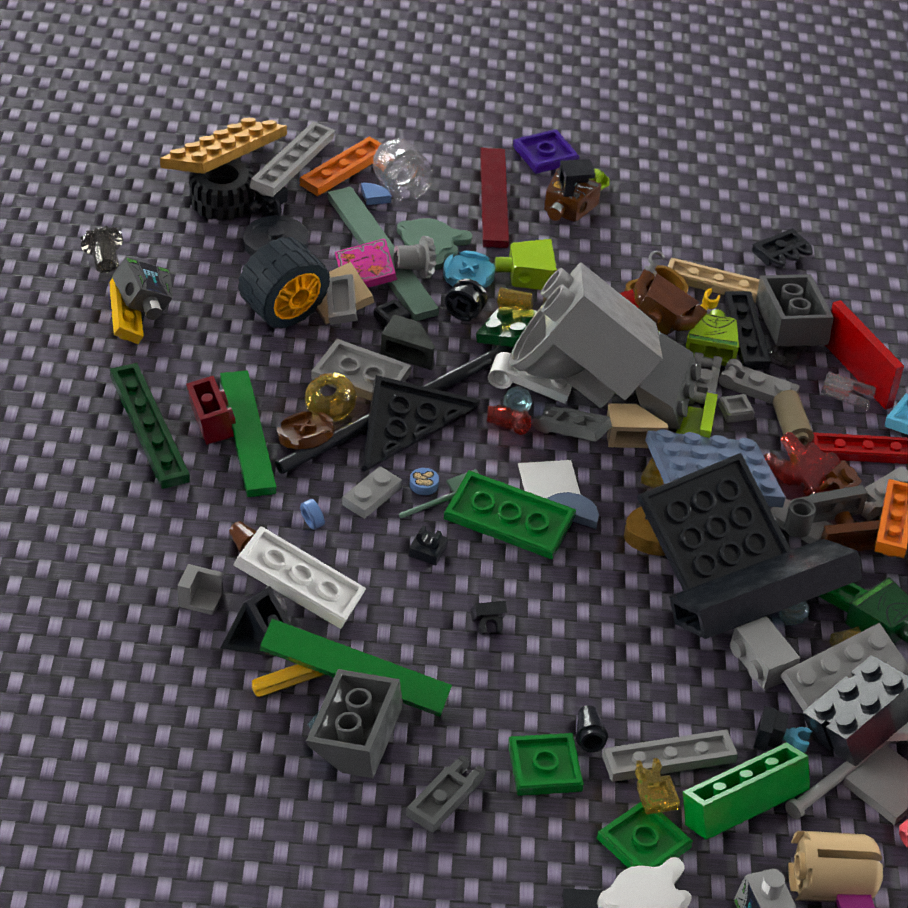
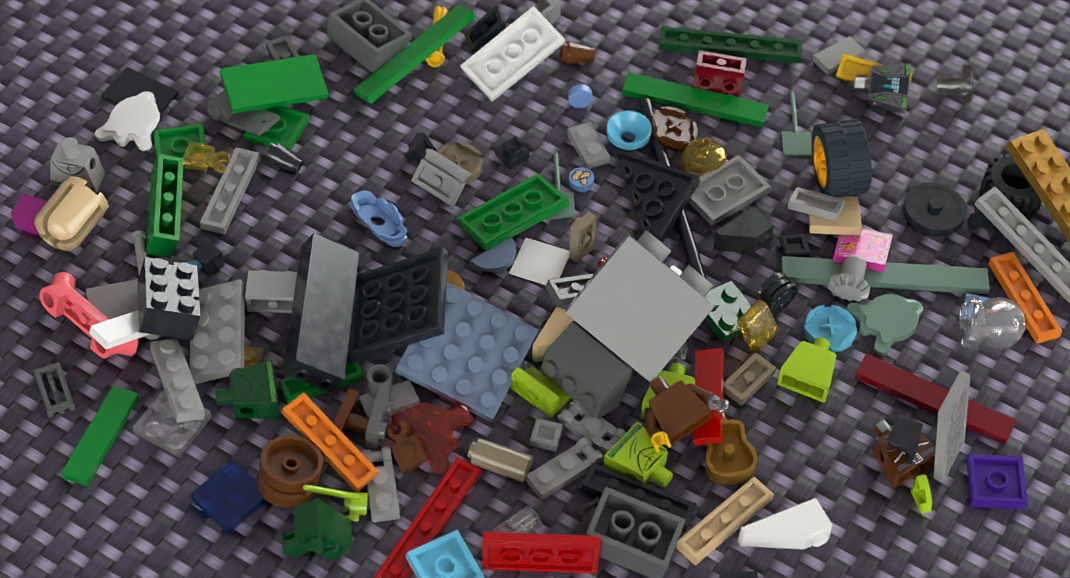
camera: 120 degrees right, 10 degrees up
(106, 346) = (830, 58): none -> light grey tile
(248, 349) = (796, 142): none -> sand green piece
(338, 450) = (630, 124): none -> medium azure piece
(475, 583) = (464, 156): none -> dark tan tile
(504, 771) = (273, 83): none -> green tile
(515, 435) = (582, 236): none -> dark tan plate
(516, 578) = (440, 177): none -> light grey plate
(548, 140) = (951, 426): none -> light grey tile
(560, 791) = (251, 121): none -> dark grey door
(608, 598) = (367, 207): none -> medium blue piece
(697, 238) = (790, 529): none -> white slope

